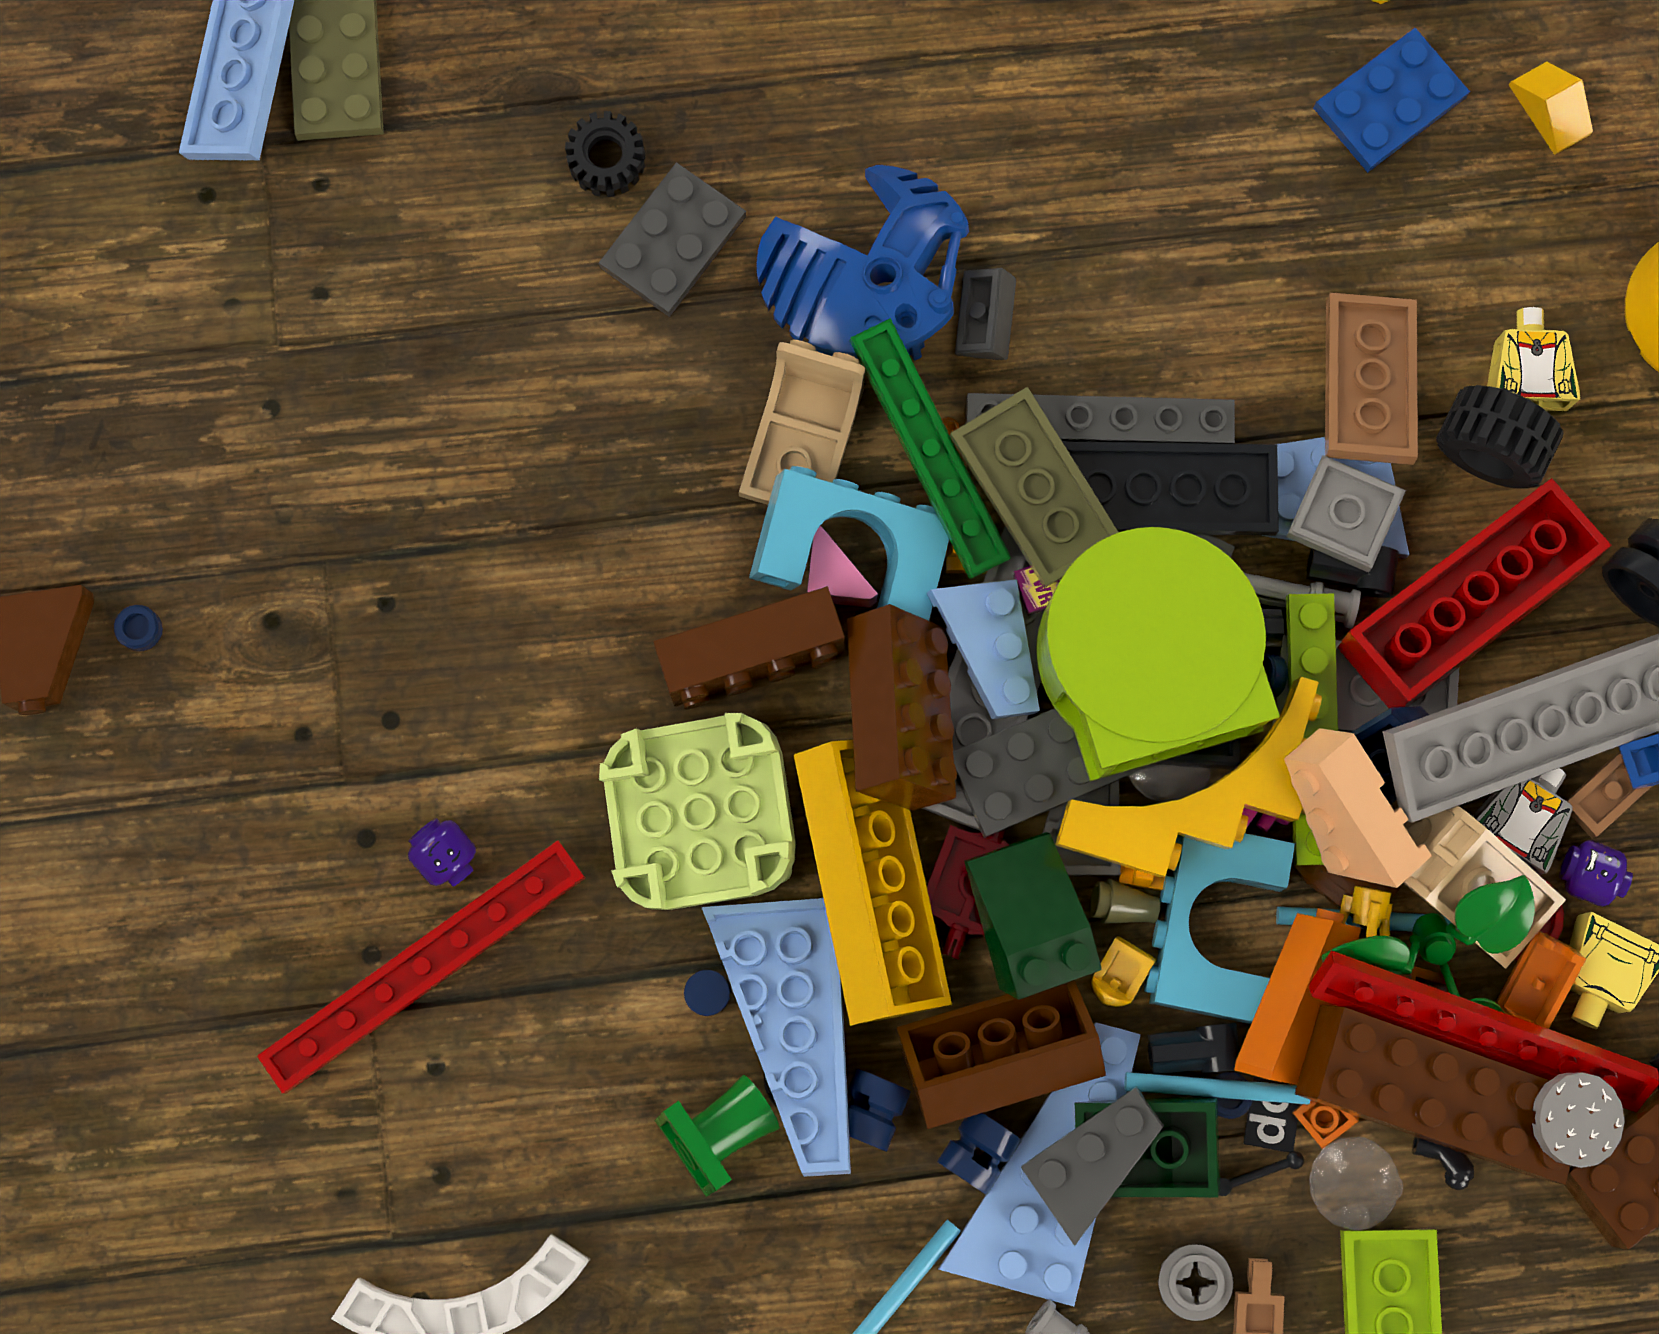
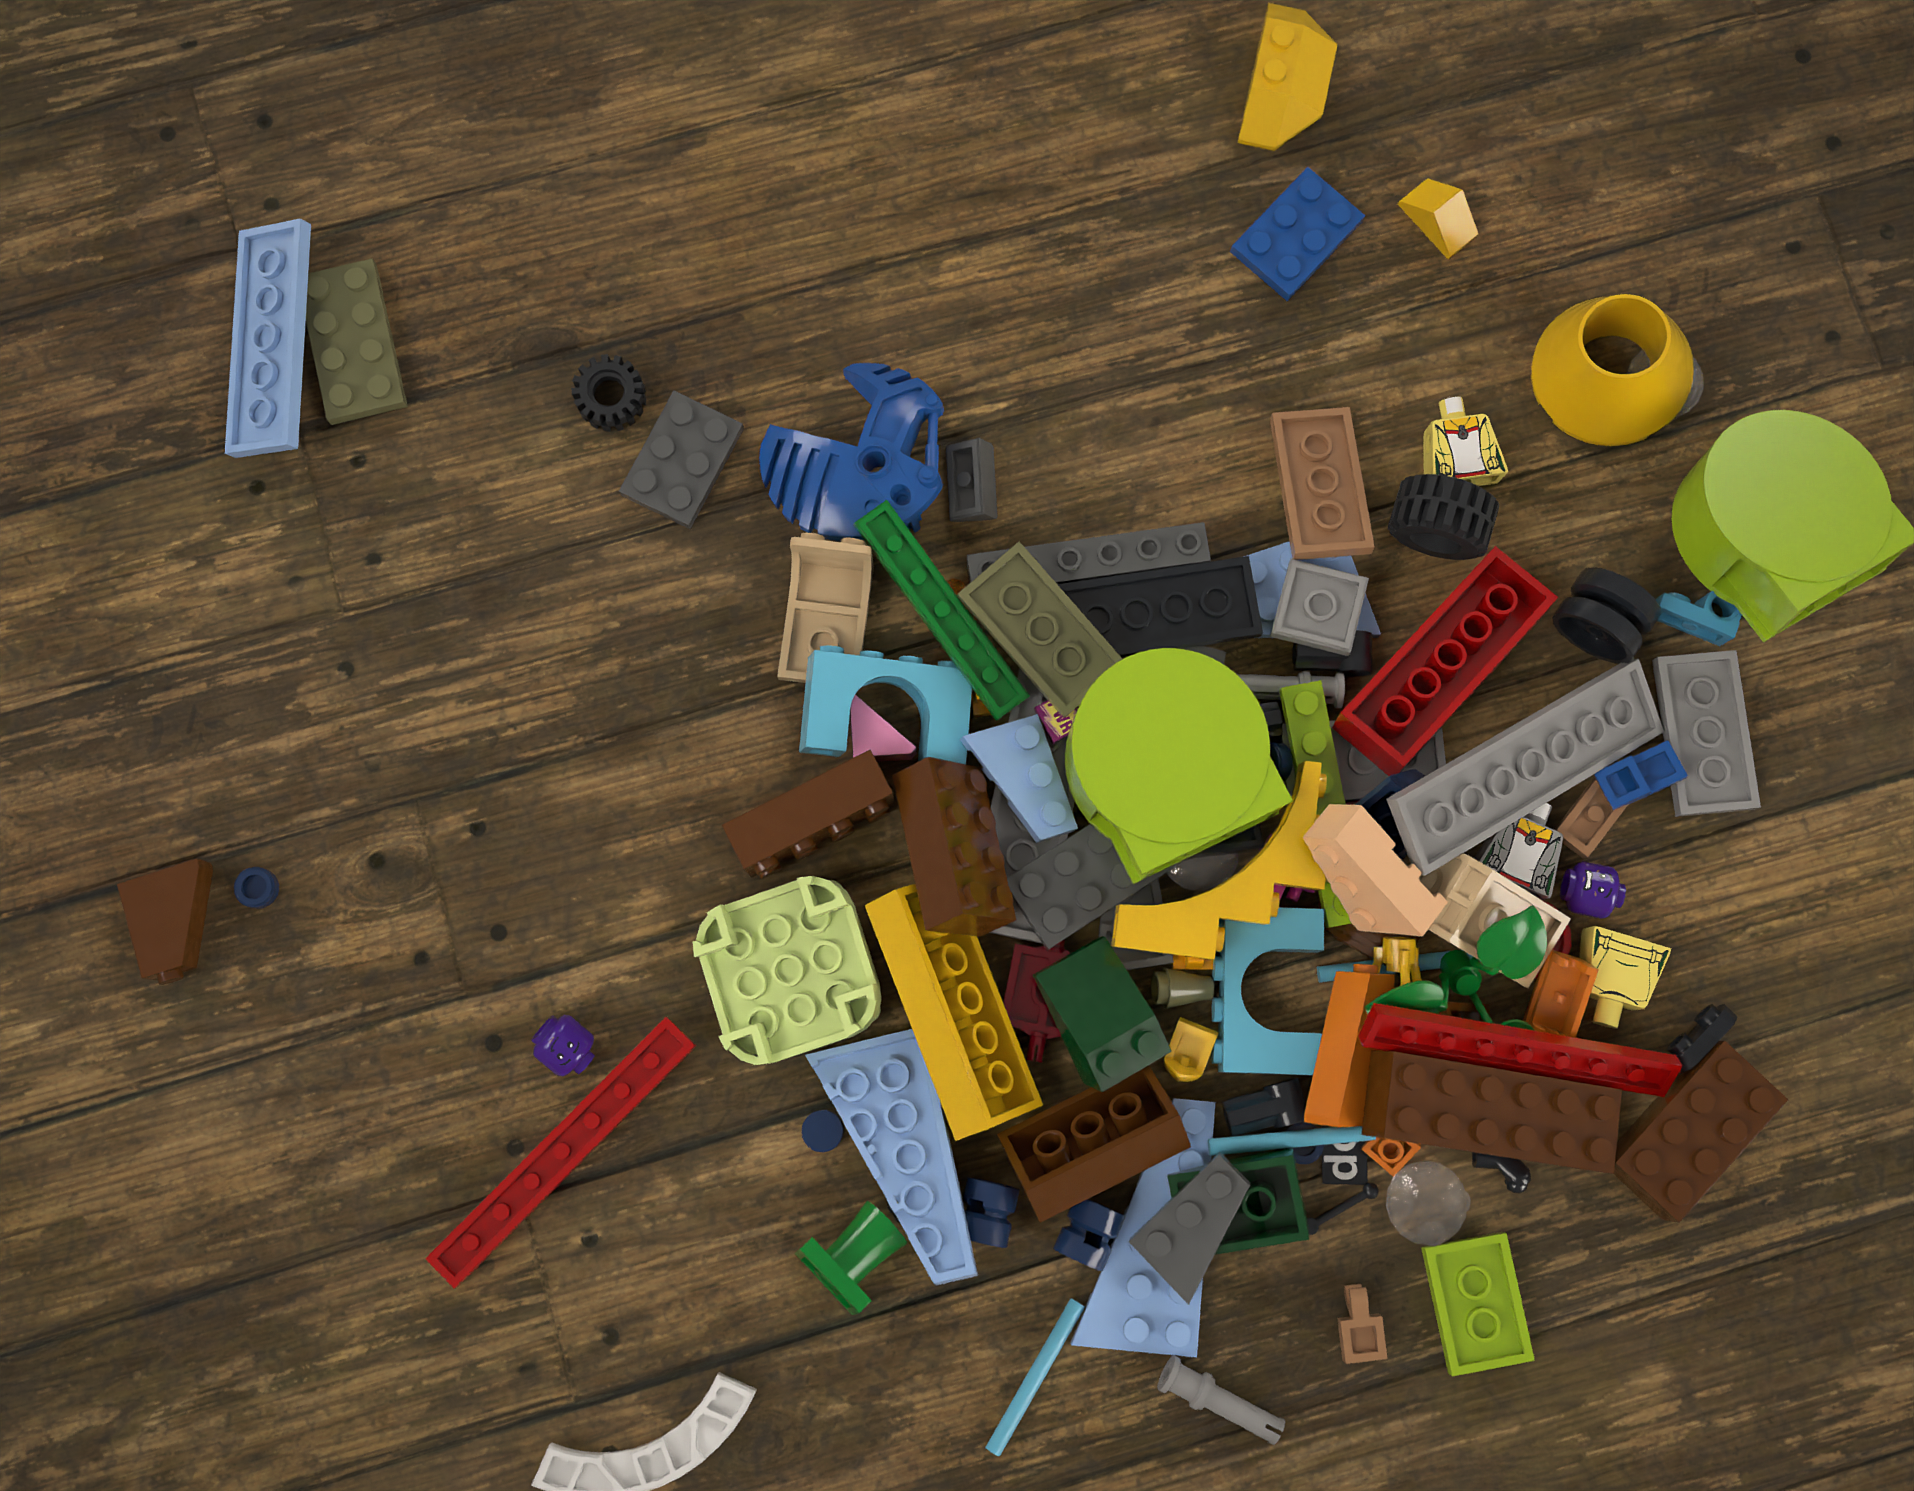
camera: 10 degrees left, 0 degrees up
(1211, 1298) = (1316, 1328): light grey gear -> none
(1578, 1119) = (1616, 1114): light grey tile -> none

